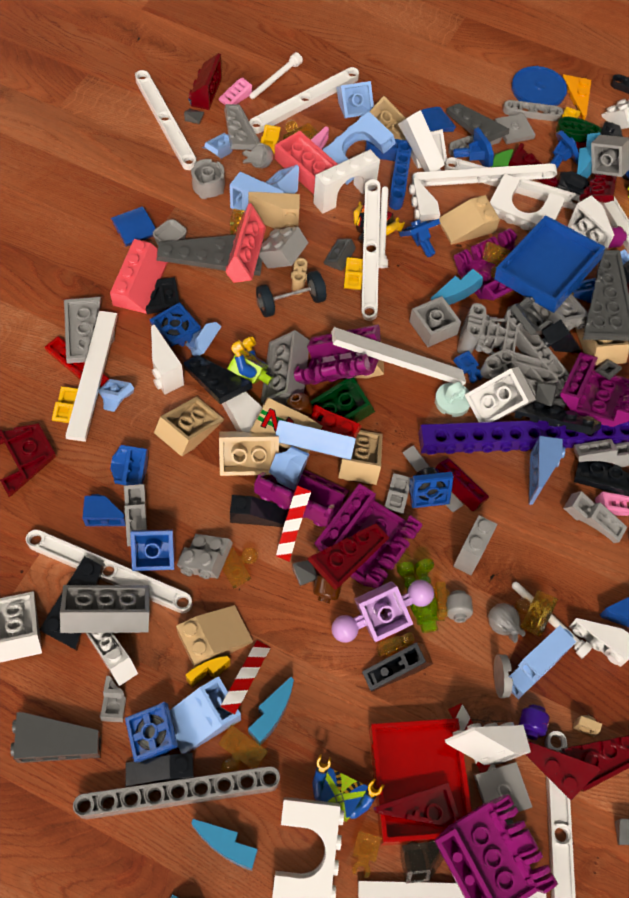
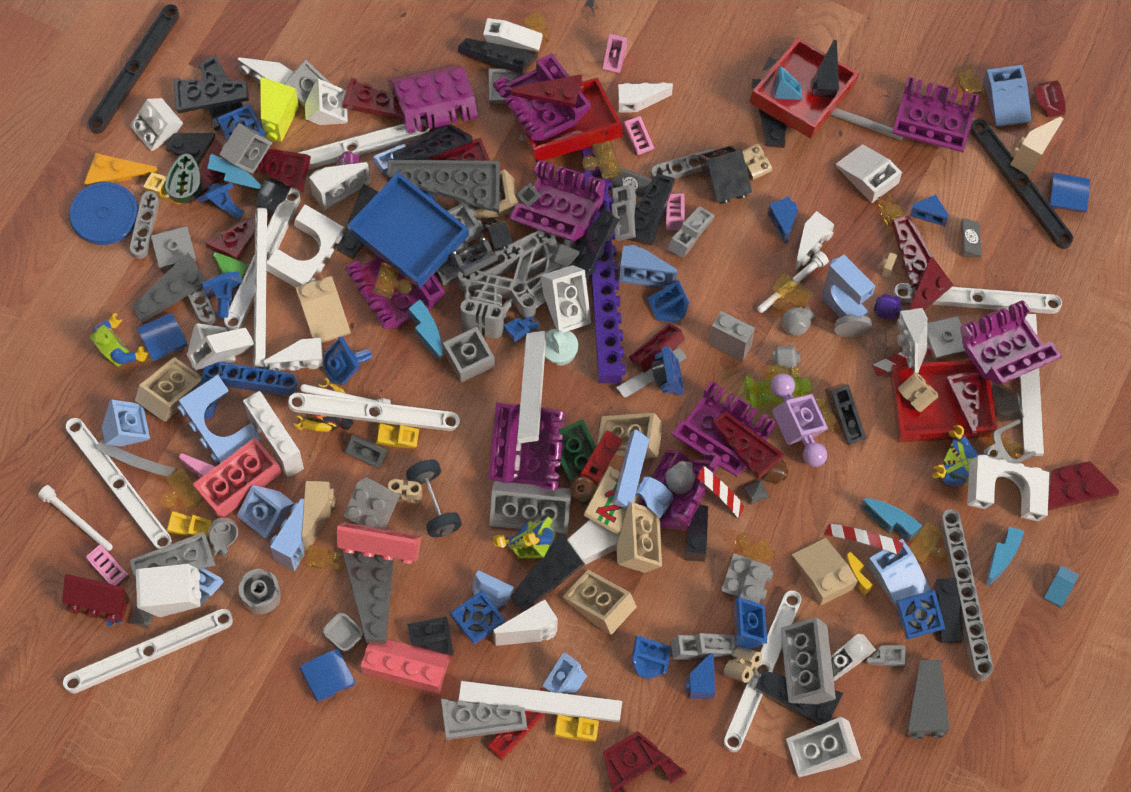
camera: 85 degrees left, 5 degrees up
(112, 548) = (742, 664): none -> tan piece
(209, 117) = (168, 589): none -> white slope
(319, 492) = (680, 477): none -> light grey piece
(325, 108) = (134, 460): none -> light grey sticker
(356, 845) = (999, 449): none -> light grey piece
(398, 493) = (670, 406): light grey slope -> none
(423, 86) = (112, 345): none -> torso
(424, 745) = (918, 392): none -> tan piece
(510, 494) = (670, 303): none -> blue slope

